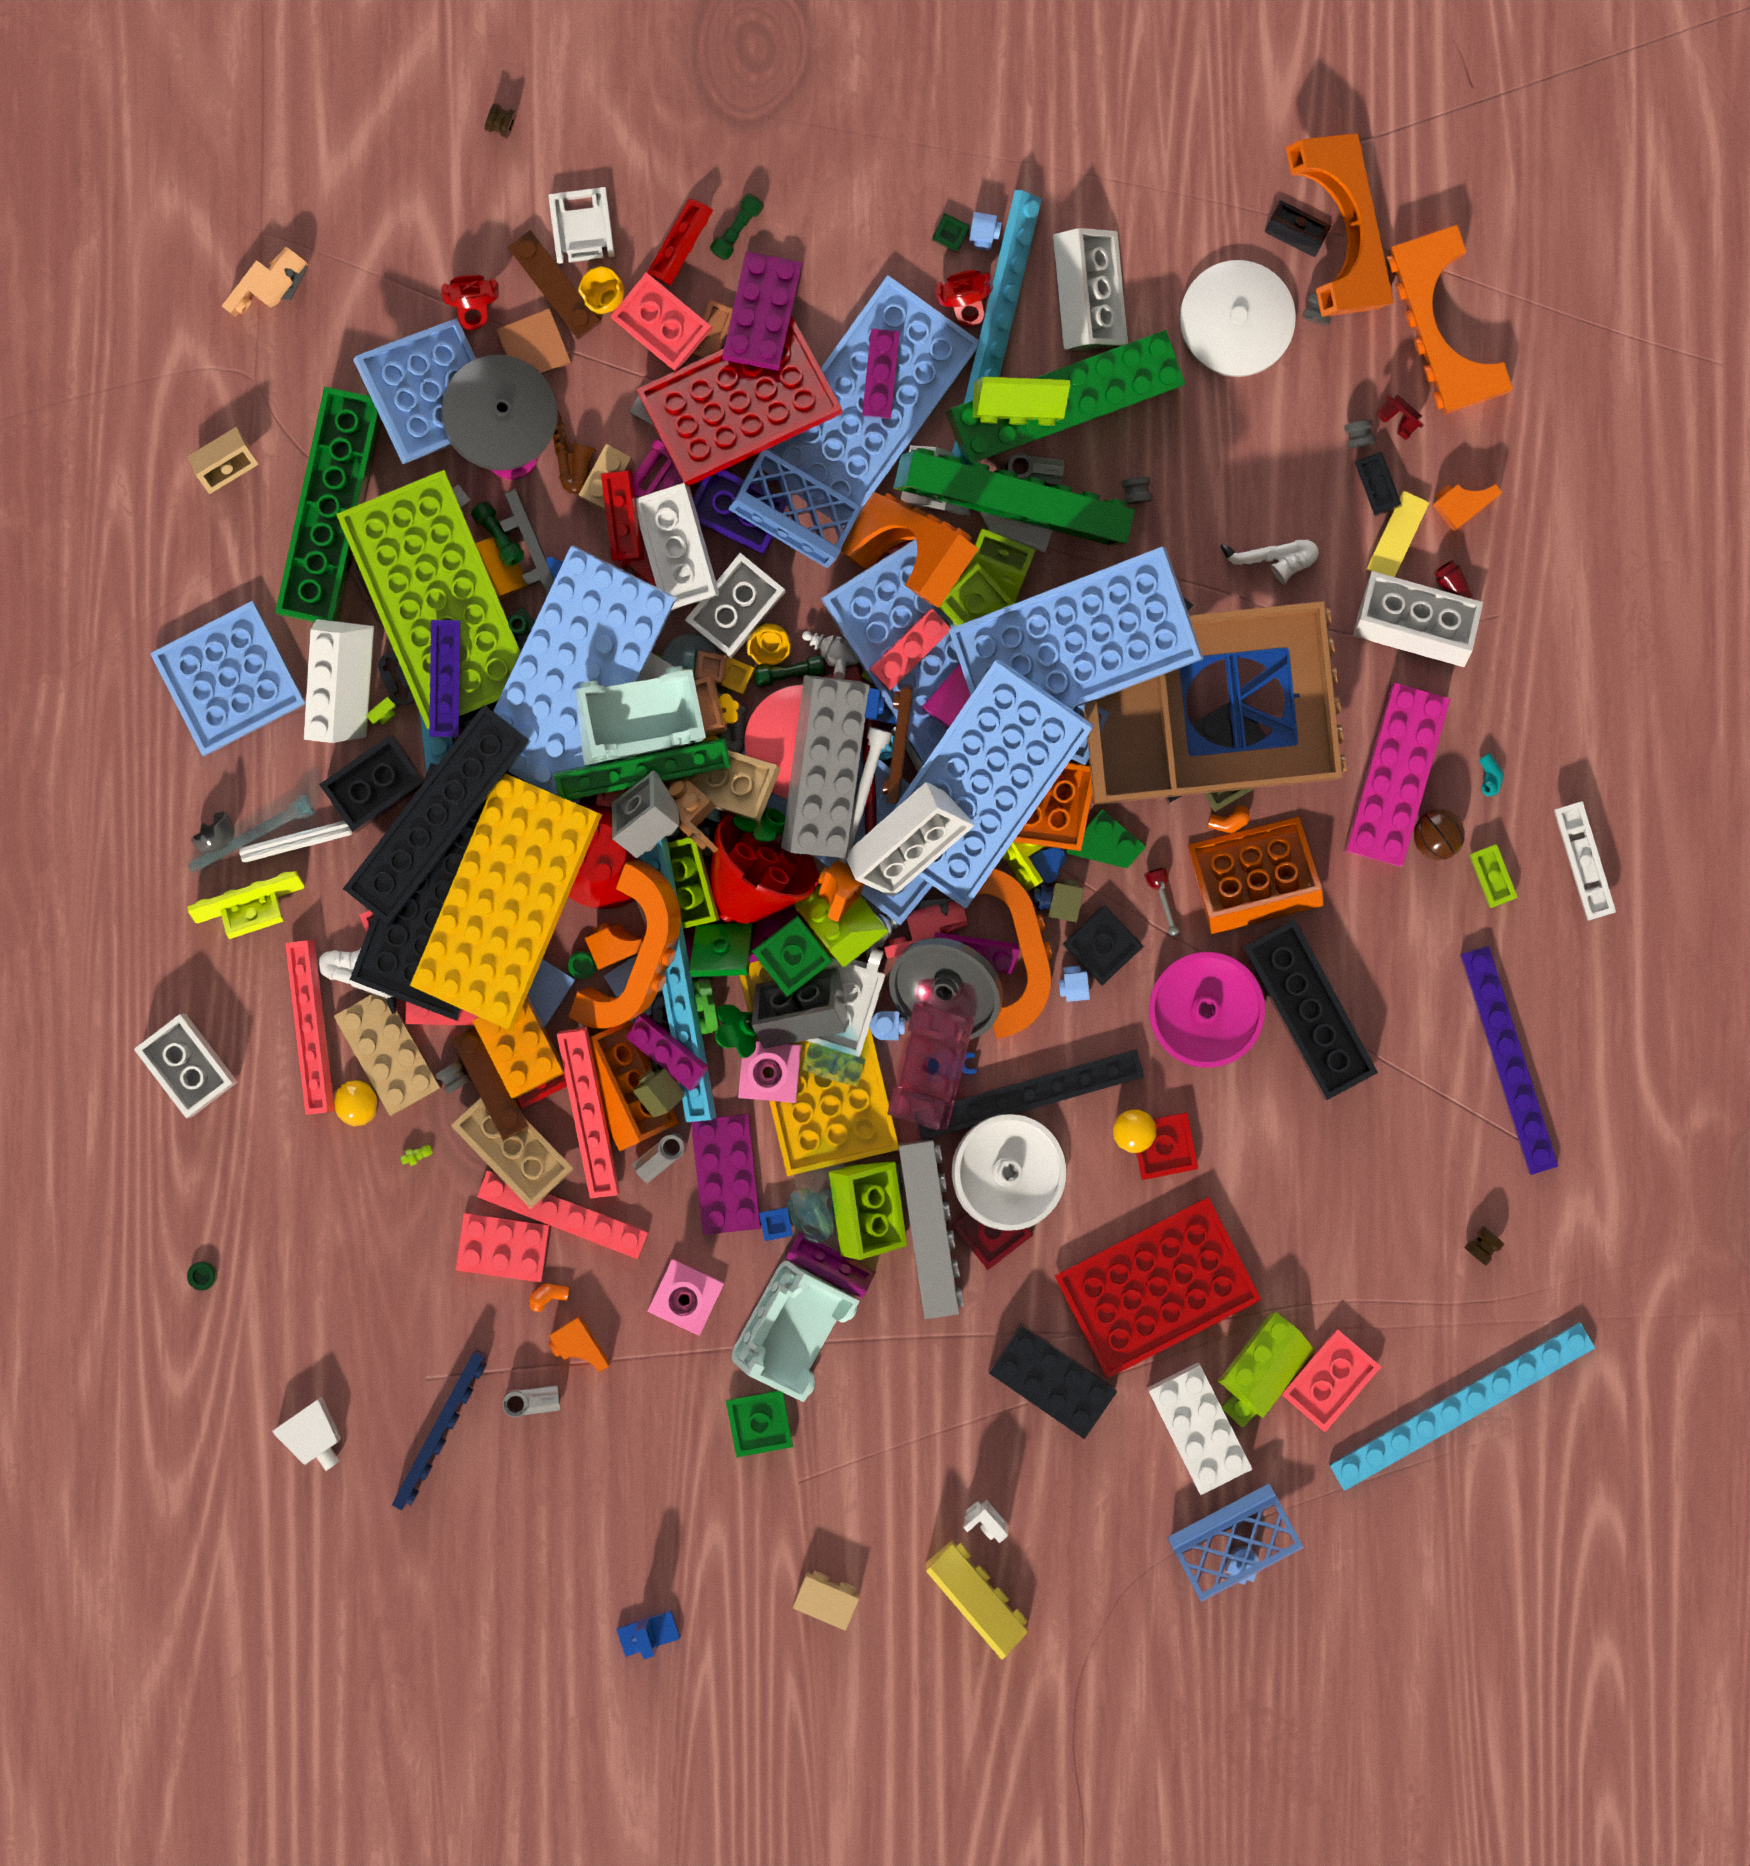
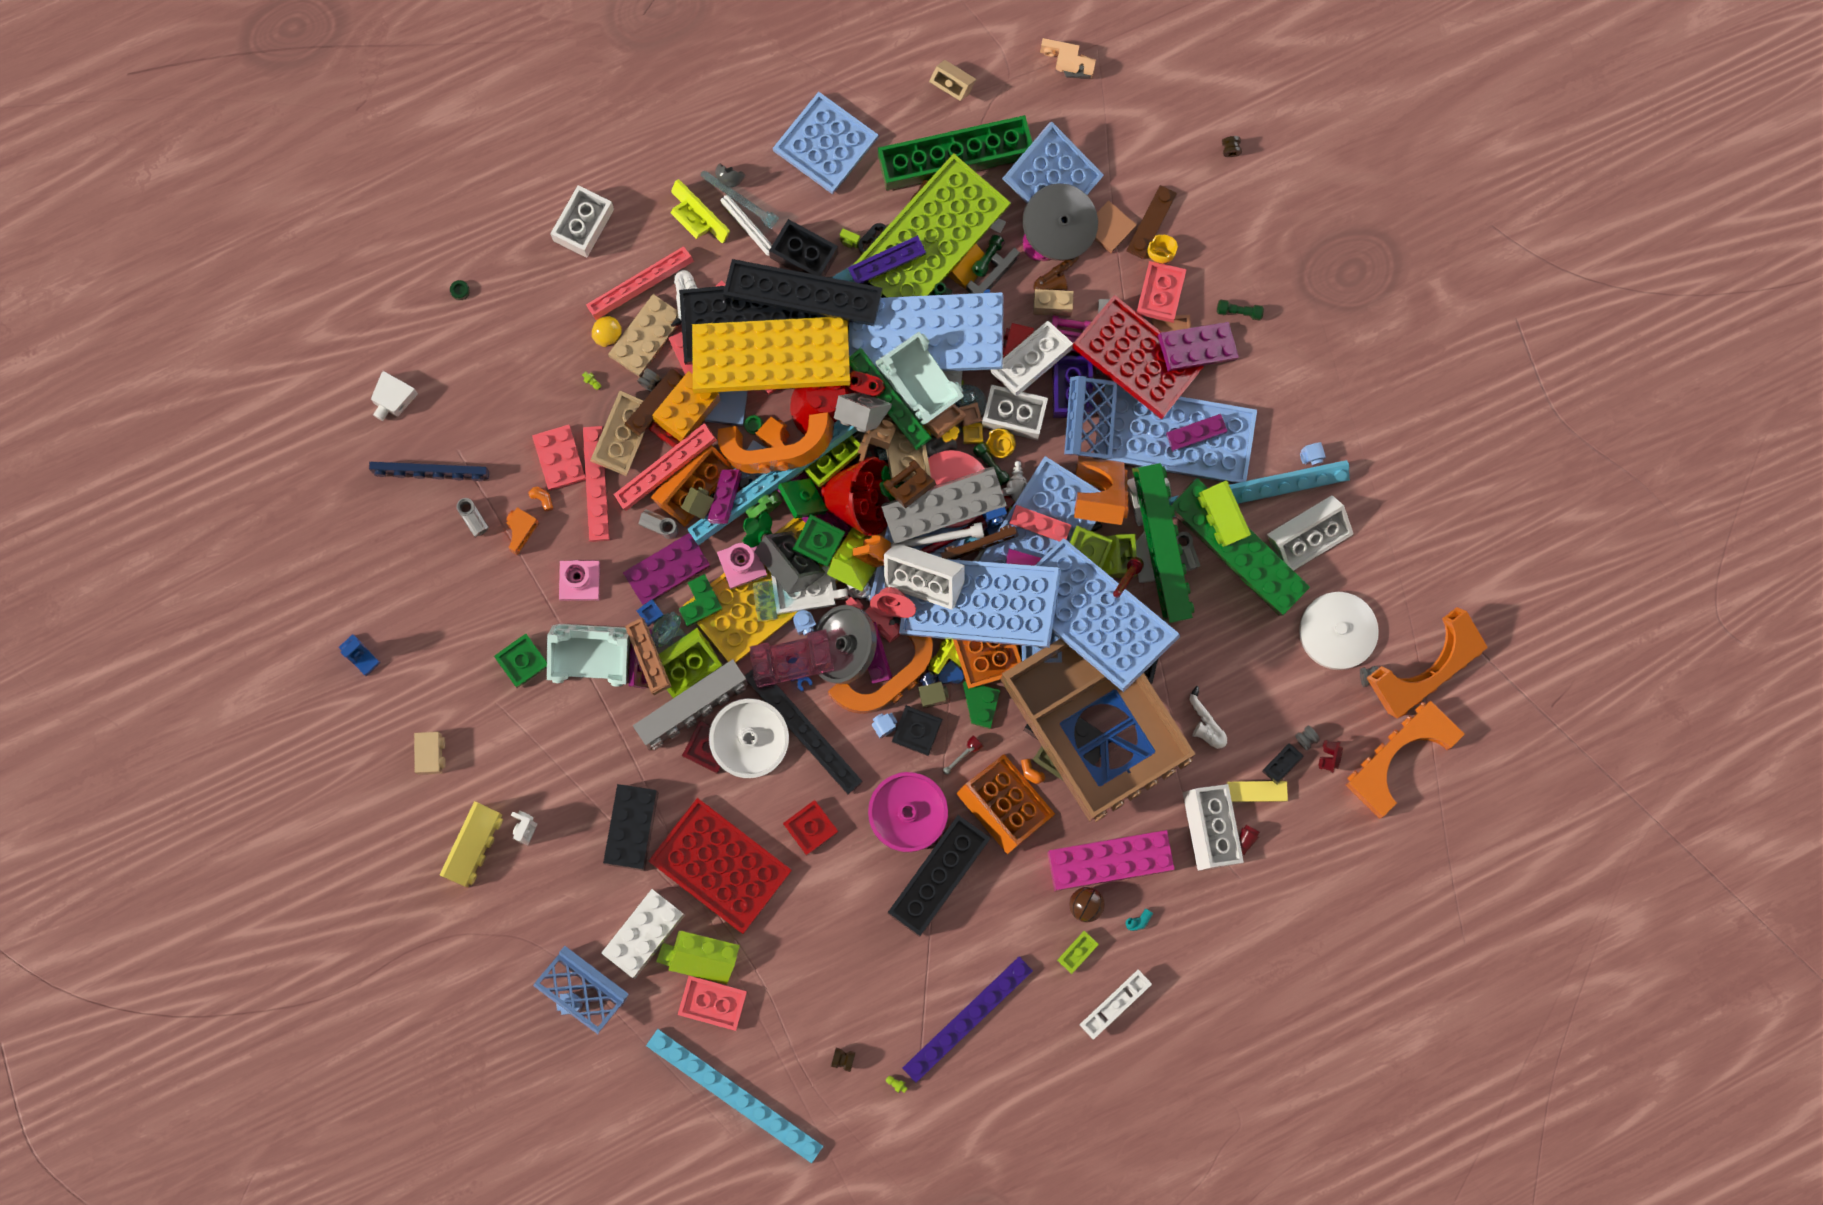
camera: 60 degrees right, 10 degrees down
(338, 681) = (854, 202): white slope -> none
(470, 293) = (1121, 174): red tile -> none
(581, 231) = (1191, 224): white container -> none
(606, 792) = (864, 384): none -> red plate
(621, 515) = (1035, 318): red plate -> none
(679, 241) = (1214, 281): red plate -> none
(786, 800) = (911, 489): none -> reddish brown plate
(800, 1144) = (705, 603): none -> green plate
(839, 1255) = (648, 656): none -> nougat tile
(922, 898) = (892, 603): none -> coral piece
(950, 232) = (1301, 436): dark green tile -> none
(965, 290) = (1270, 458): red tile -> none
(1029, 552) = (1134, 566): none -> dark red piece
(1134, 1131) = (811, 803): yellow hair -> none
(1137, 490) = (1204, 619): dark grey wheel -> none
(1297, 228) = (1411, 641): black slope -> none
(1460, 505) = (1295, 821): orange arch -> none
(1549, 1190) = (898, 1085): none -> lime piece

